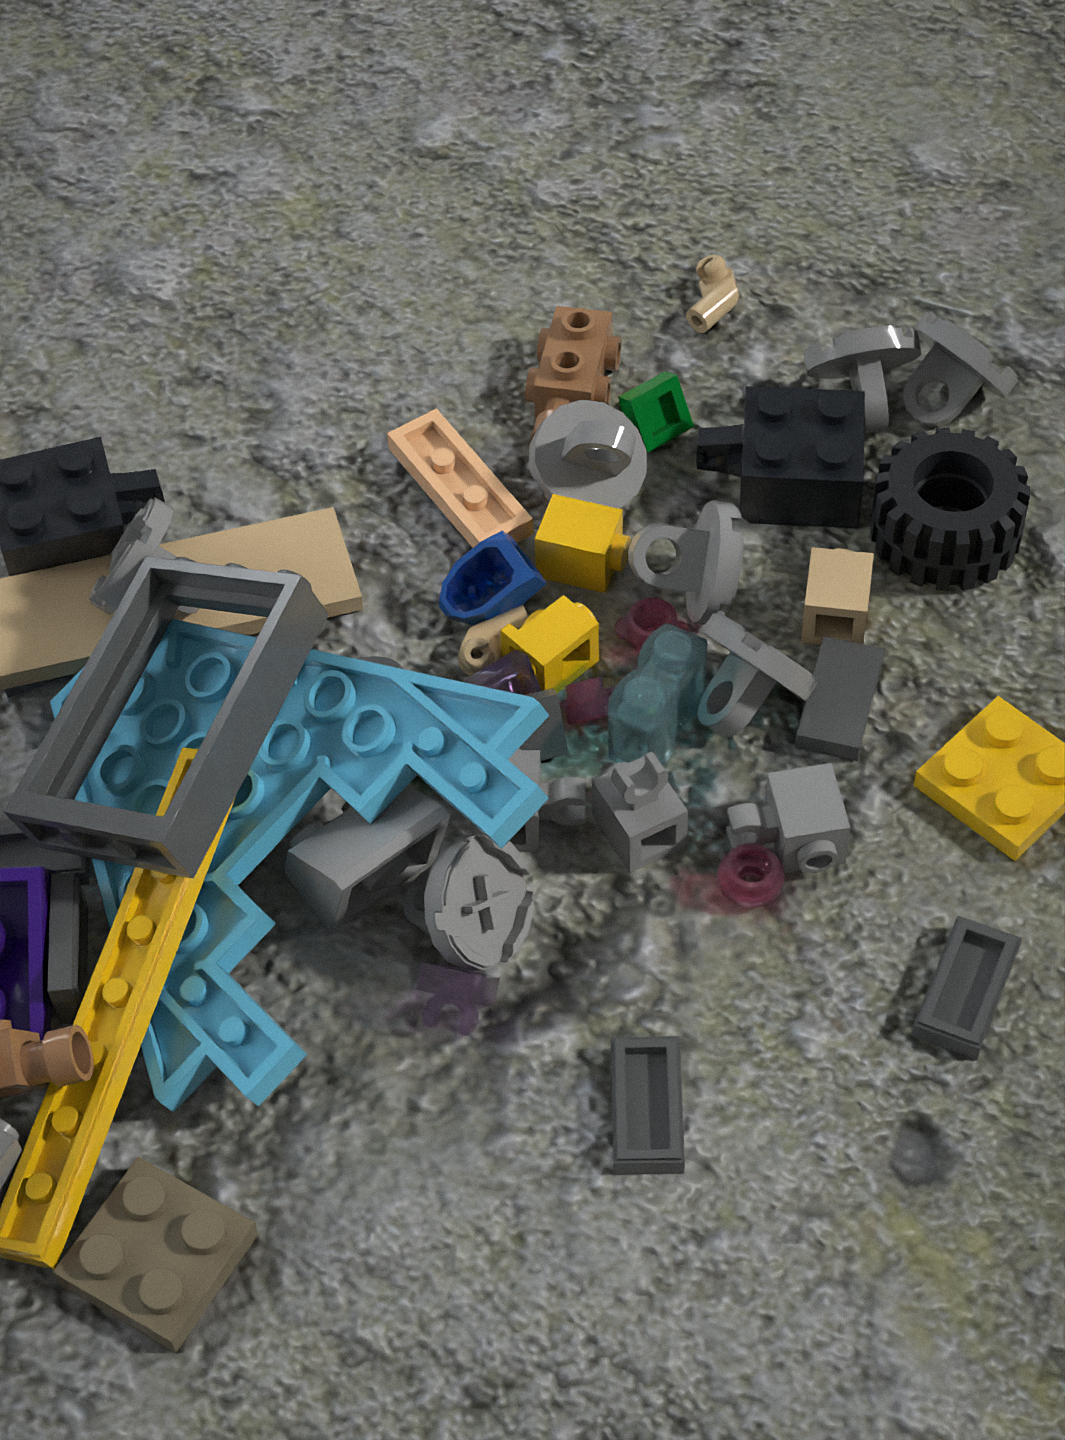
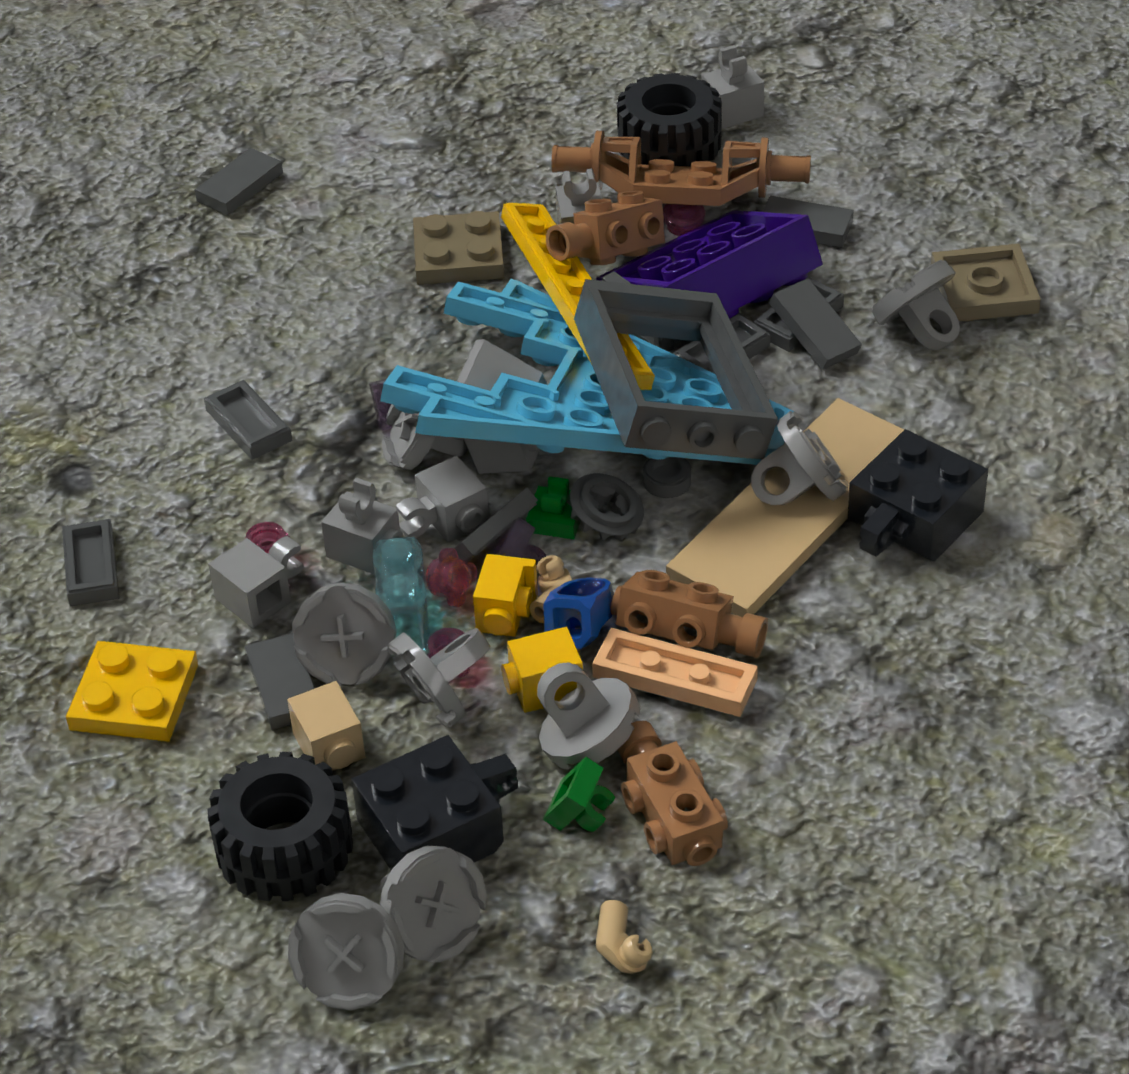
camera: 145 degrees right, 10 degrees down
(399, 514) = (694, 605): none -> medium nougat brick

